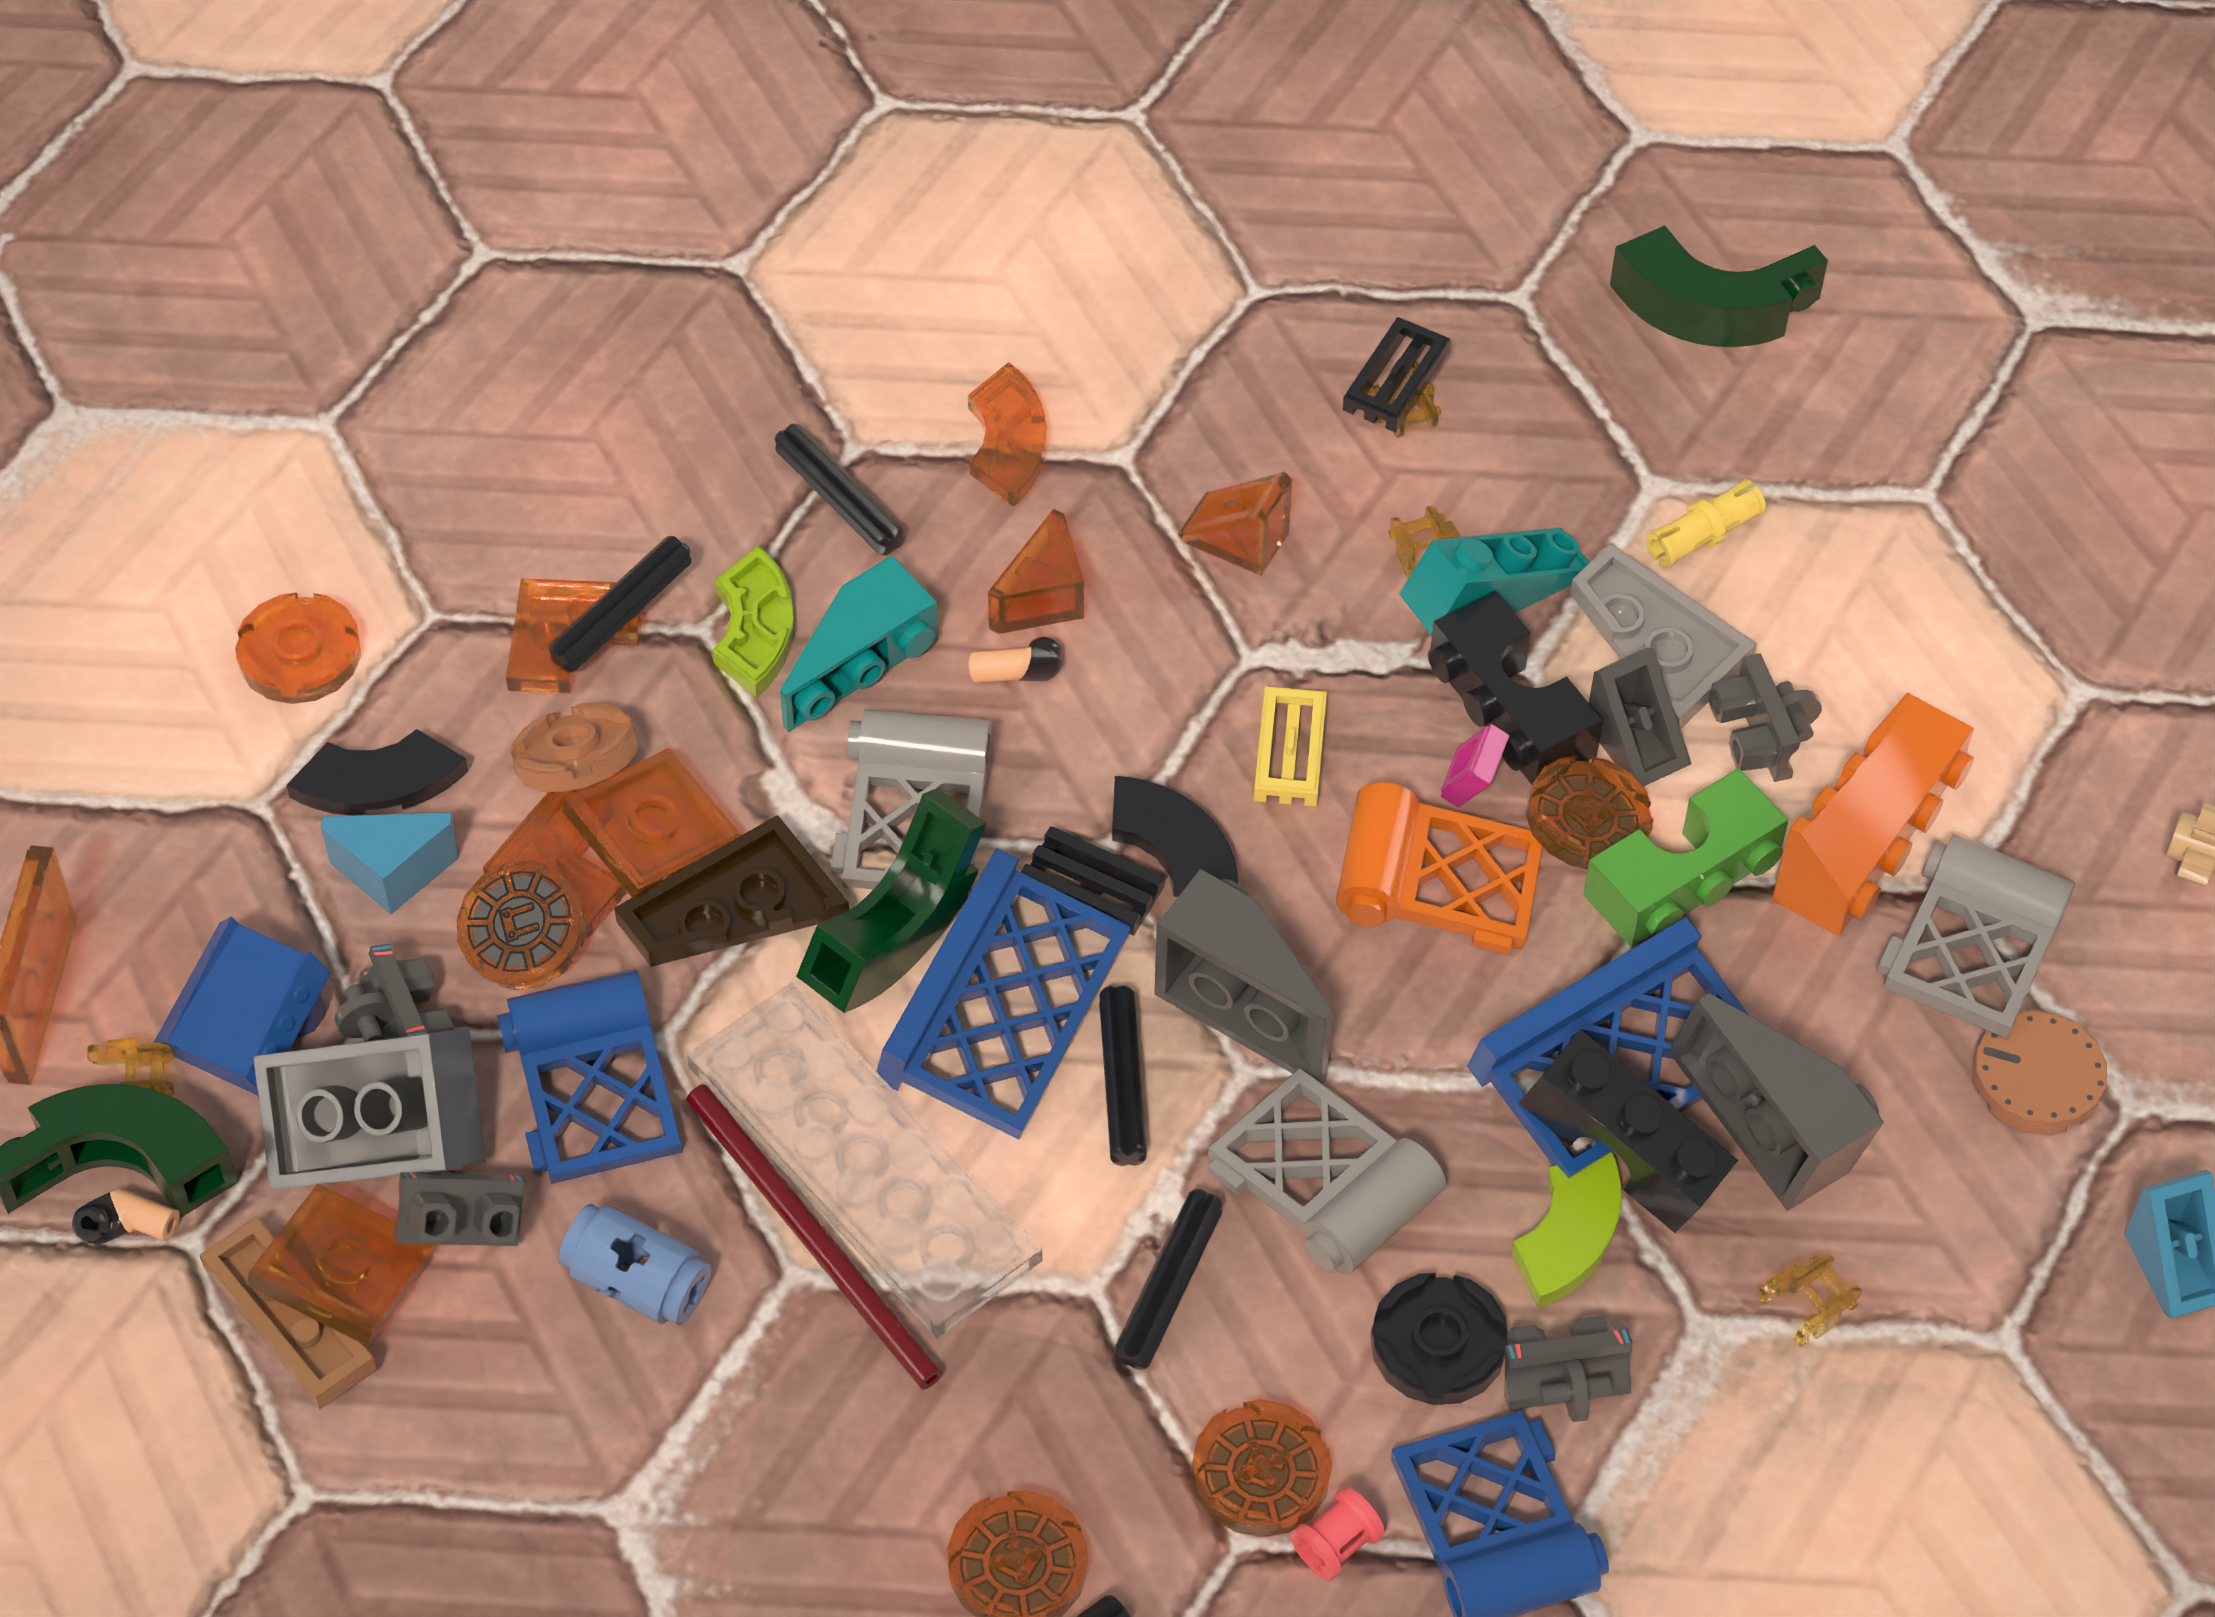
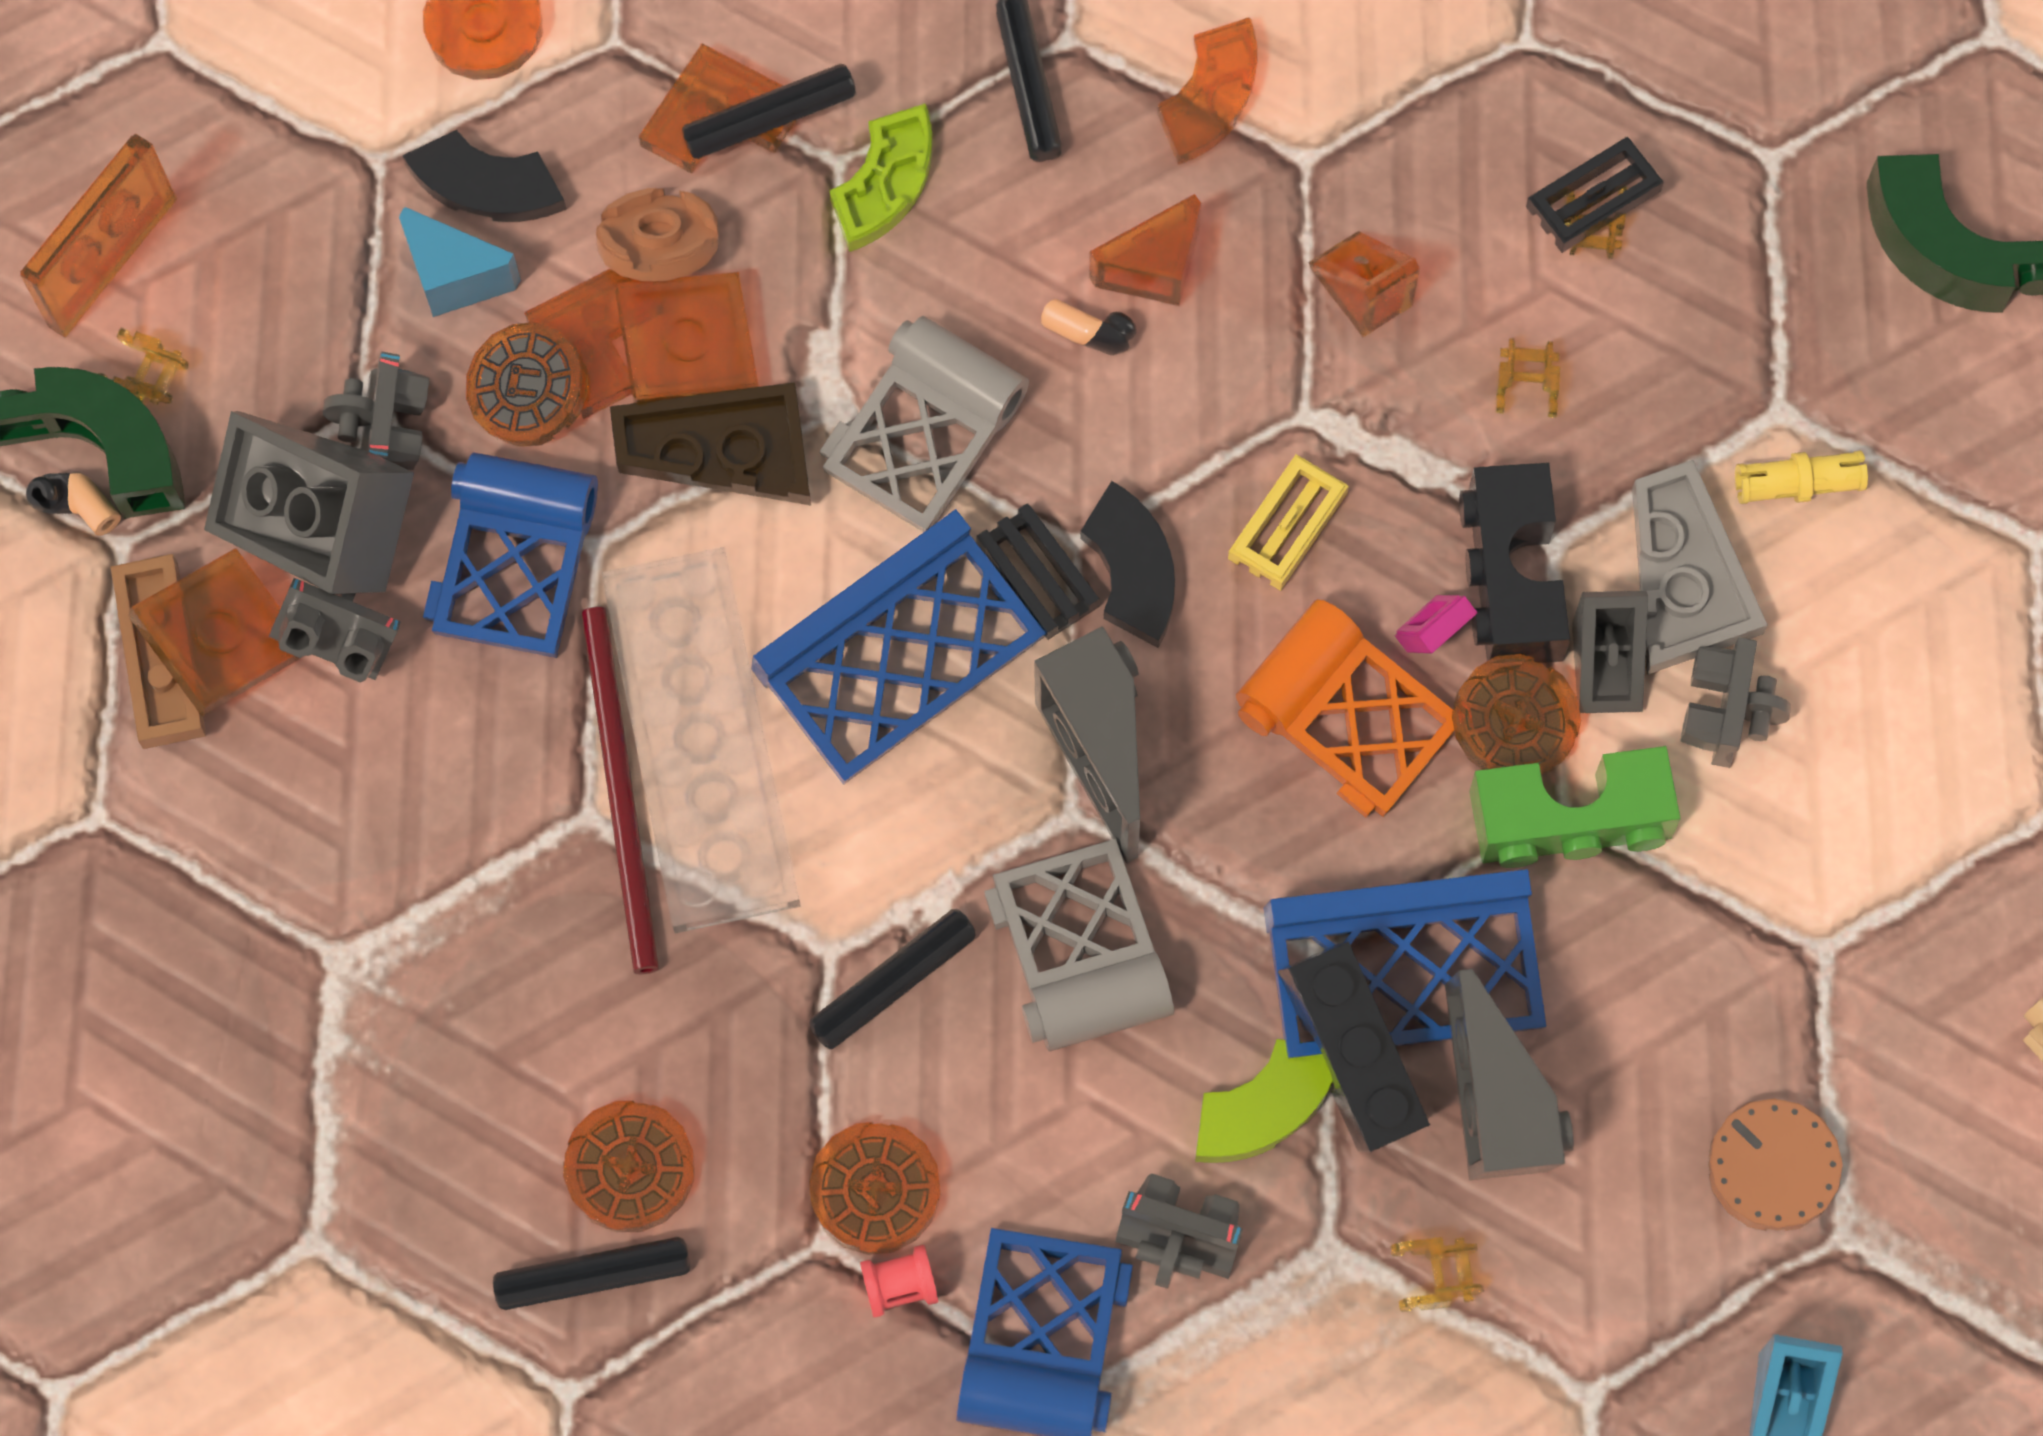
camera: 30 degrees right, 15 degrees up
(244, 1003) = (263, 351): blue slope -> none
(607, 1239) = (428, 723): medium blue piece -> none
(863, 634) = (965, 237): teal slope -> none
(904, 915) = (842, 534): dark green arch -> none
(1122, 1076) = (959, 770): black axle -> none
(1439, 1338) = (1091, 1146): black tile -> none
(1516, 564) = (1574, 437): teal slope -> none
(1871, 814) = (1772, 845): orange wedge -> none
(1996, 900) = (1837, 978): light grey piece -> none

